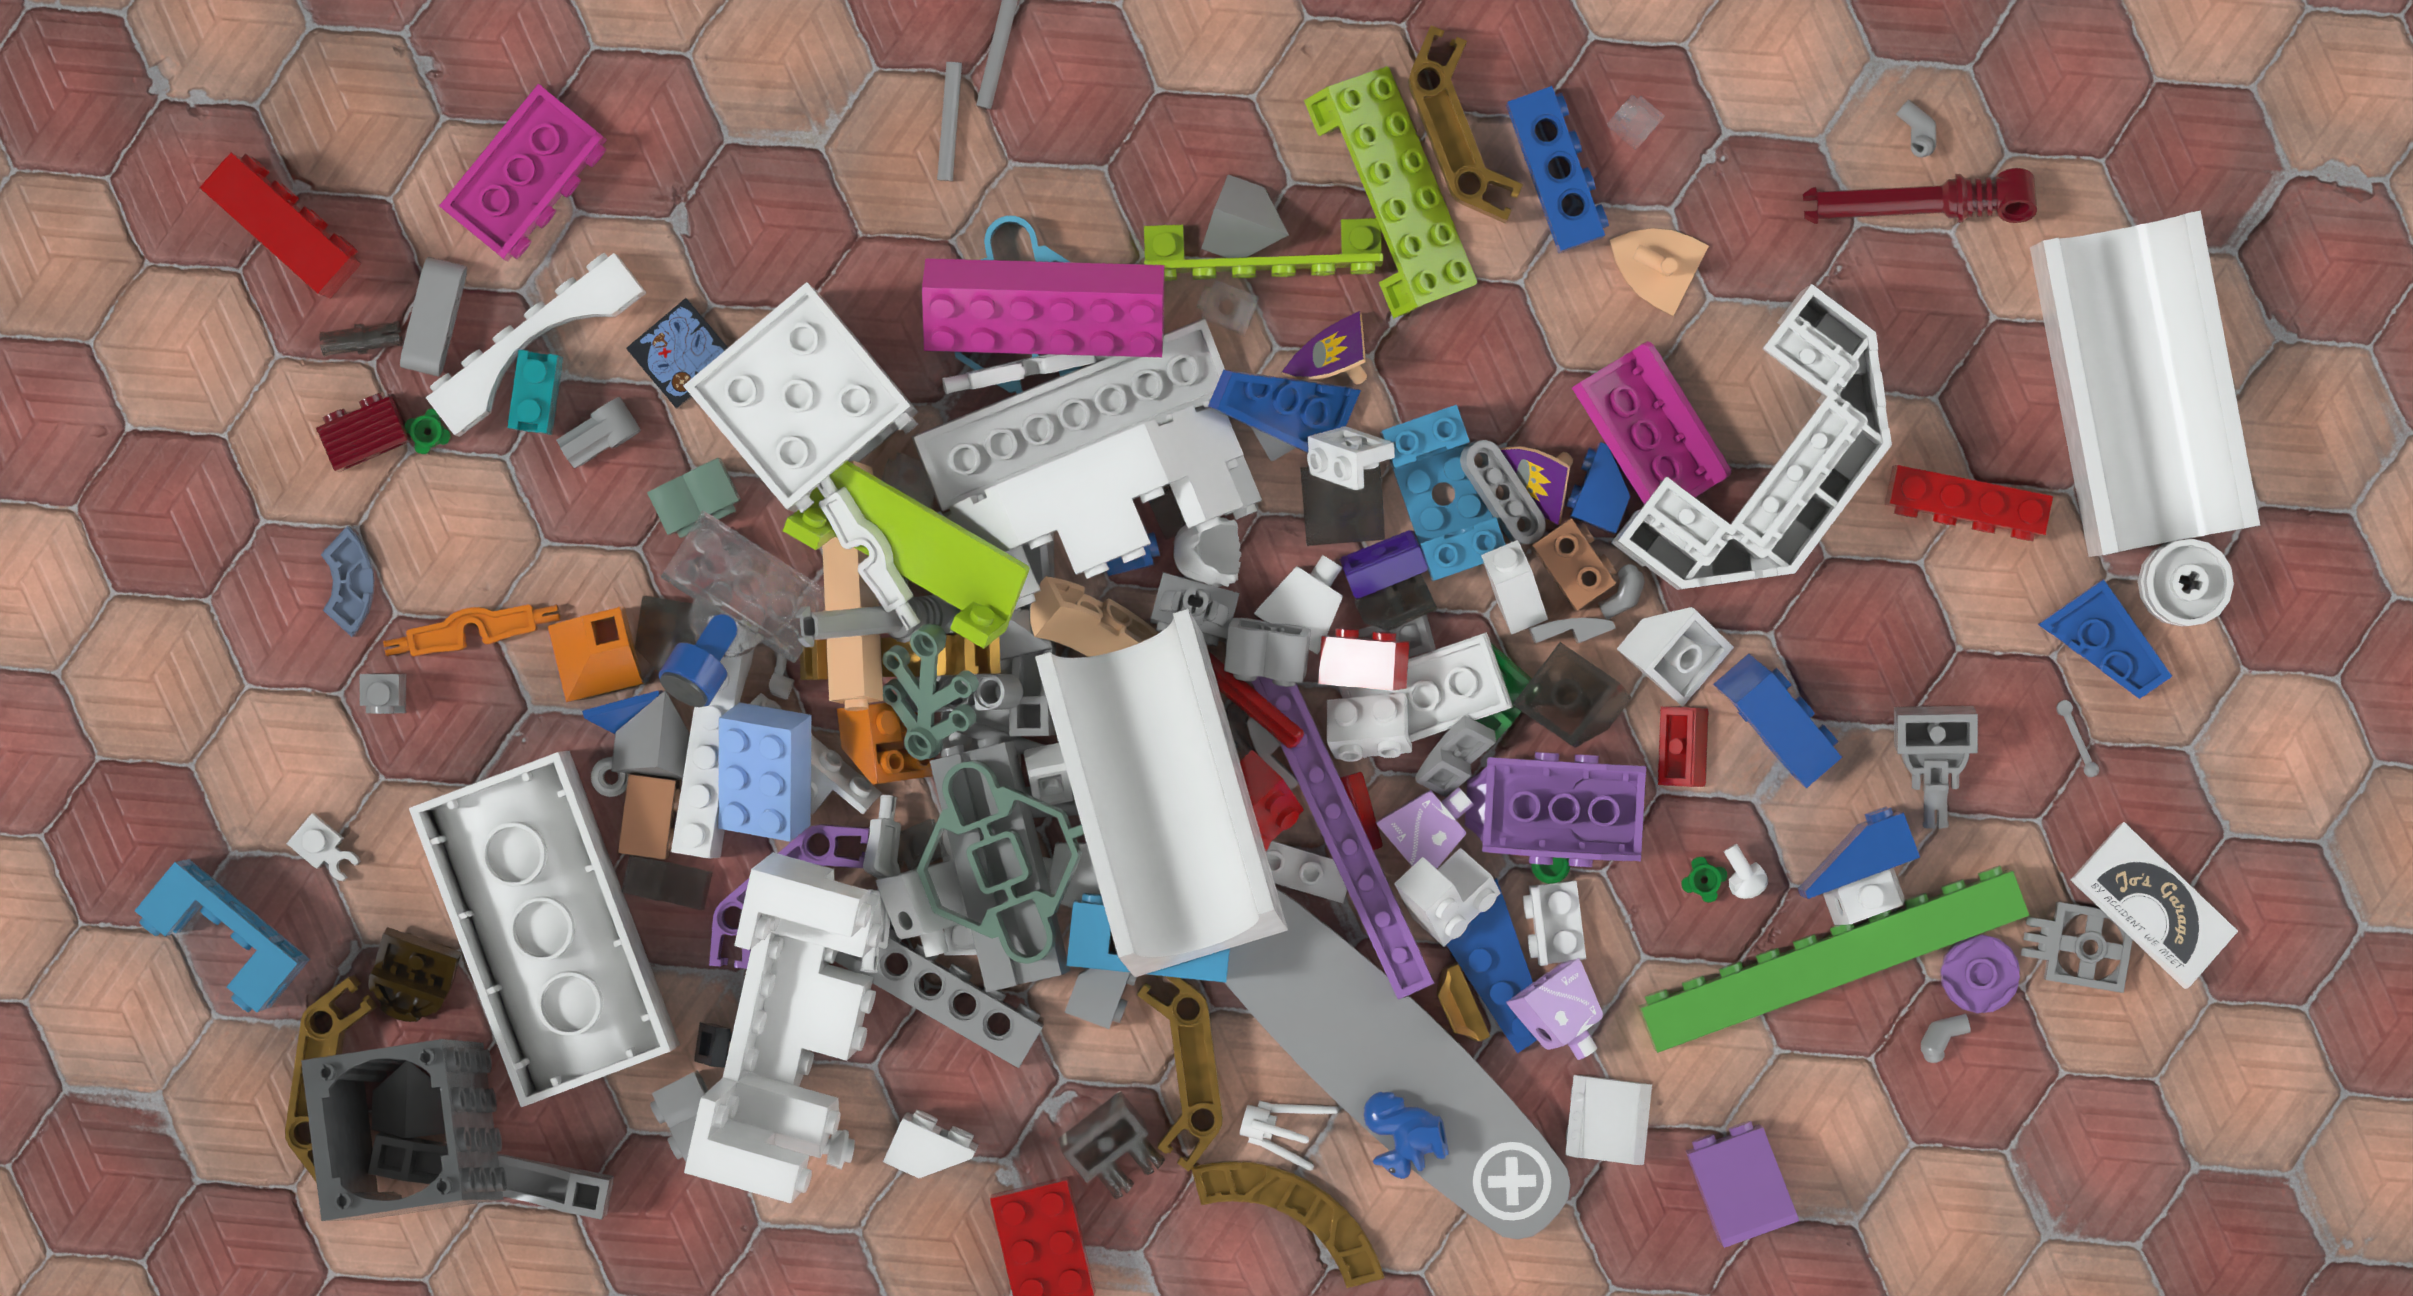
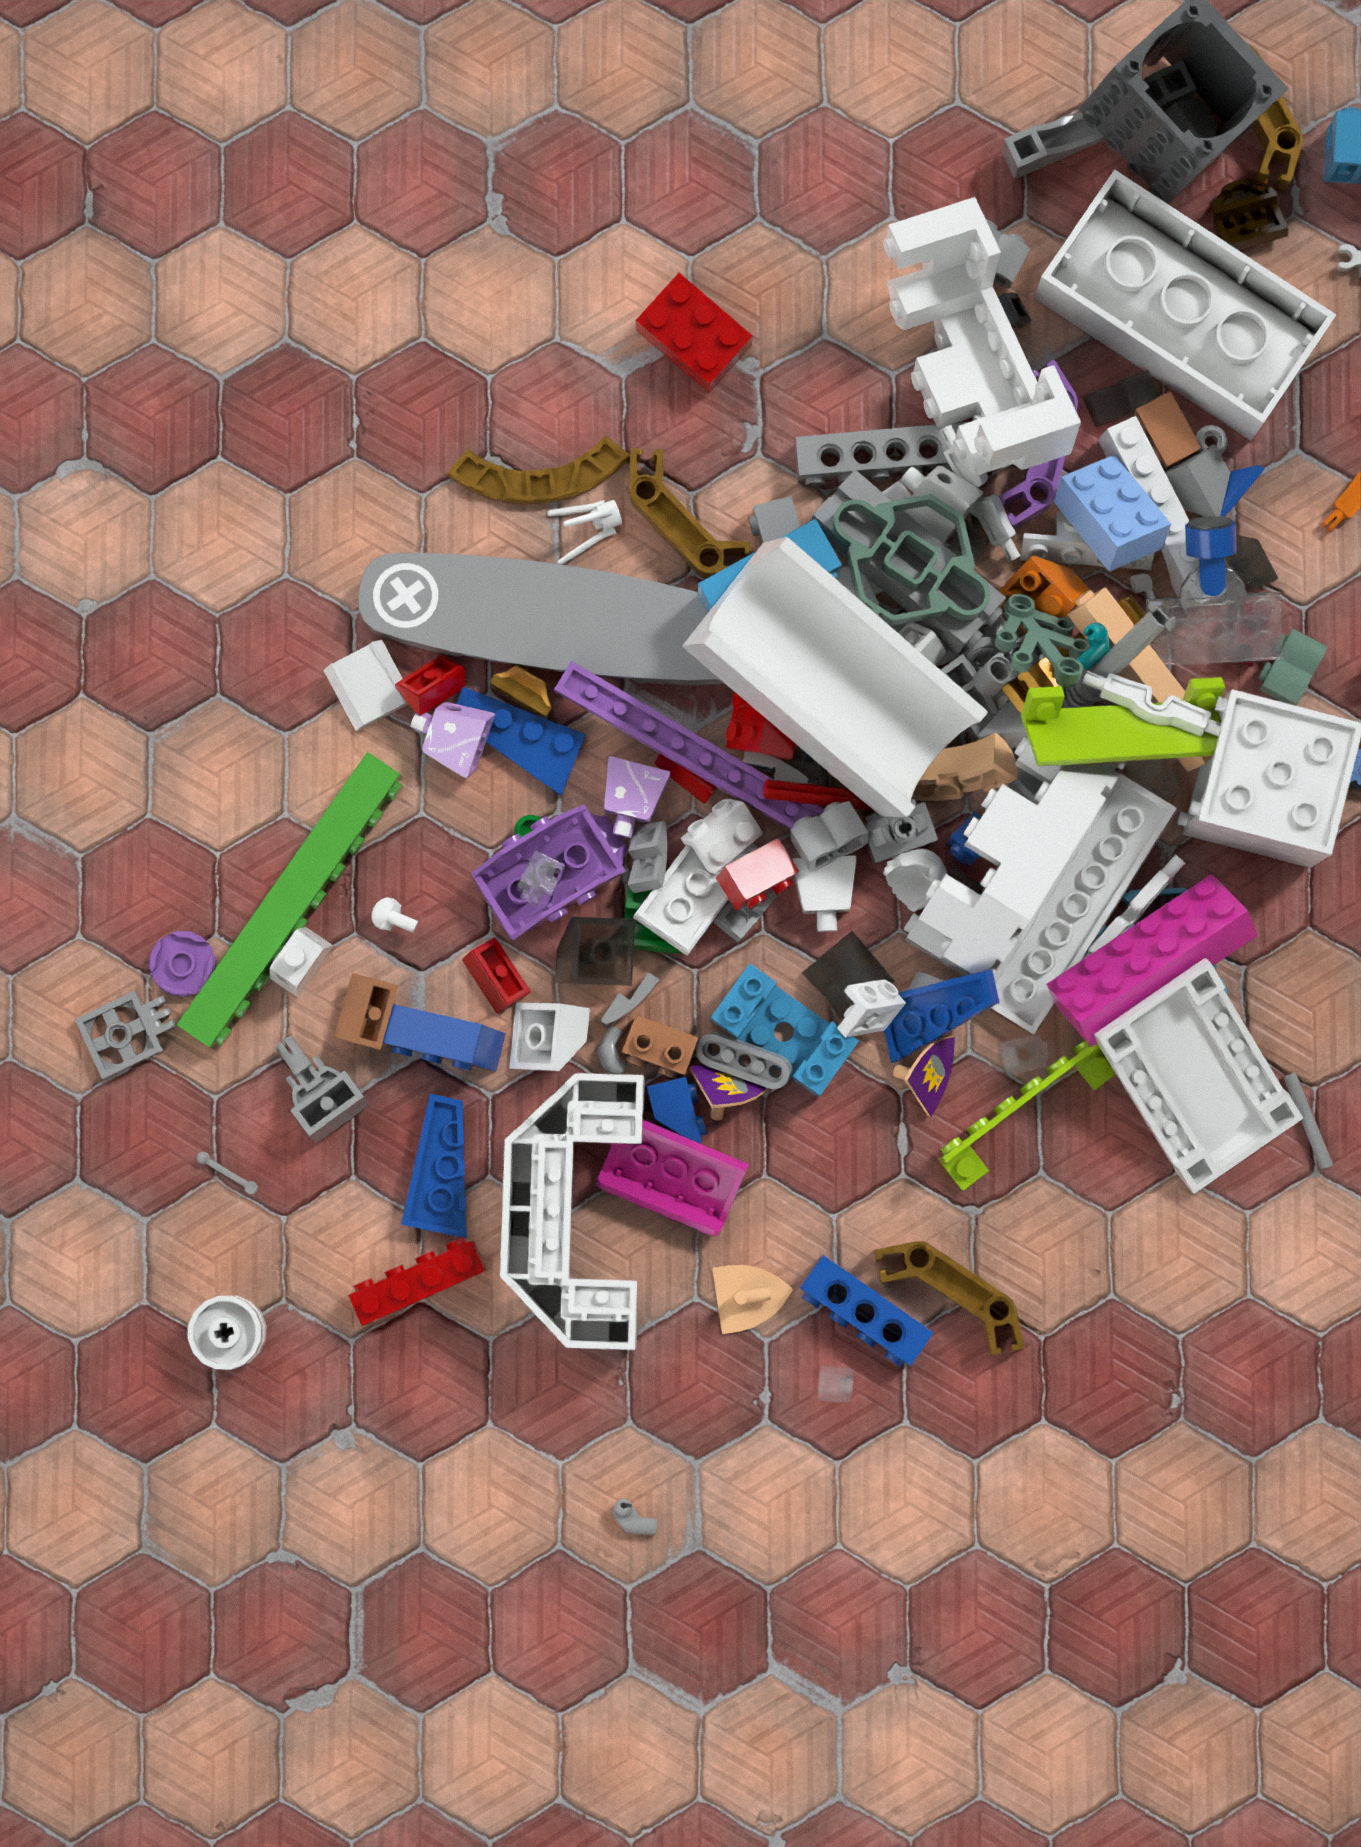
camera: 150 degrees right, 5 degrees down
(595, 654) = (1281, 515): orange slope -> none
(839, 1149) = (877, 300): white plate -> none
(878, 646) = (1098, 645): none -> teal arm
(926, 1148) = (819, 341): white slope -> none
(949, 121) = (1305, 1048): light grey bar -> none
(990, 724) = (981, 652): none -> light grey tile
(1078, 165) = (1197, 1076): none -> white slope
(1103, 1138) = (704, 430): clear smoke brick -> none
(1243, 221) = (1056, 1121): light grey slope -> none
(1306, 872) = (699, 705): white plate -> none
(1383, 564) = (791, 953): dark purple slope -> none
(1396, 604) = (771, 940): clear smoke slope -> none
(1398, 187) = (966, 1220): lime bracket -> none
(1413, 1132) = (496, 579): blue animal -> none
(1447, 897) = (585, 756): white brick -> none
(1514, 587) = (690, 998): white brick -> none
(1546, 1076) = (432, 684): none -> red slope
(1556, 922) = (499, 793): white bracket -> none
(1579, 807) = (539, 878): none -> clear brick
(1693, 882) = (424, 901): green plate -> none
(1741, 1184) = (246, 702): medium lavender slope -> none
(1835, 798) = (366, 1011): none -> nougat brick
(1867, 850) = (319, 989): blue slope -> none
(1880, 587) = (437, 1179): none -> blue wing
(1939, 1034) = (182, 902): light grey arm -> none
(2010, 196) = (537, 1516): dark red piece -> none
(2108, 637) = (252, 1256): blue wing -> none
(2144, 384) = (351, 1449): white piece -> none
(2154, 905) = (94, 1094): white tile -> none

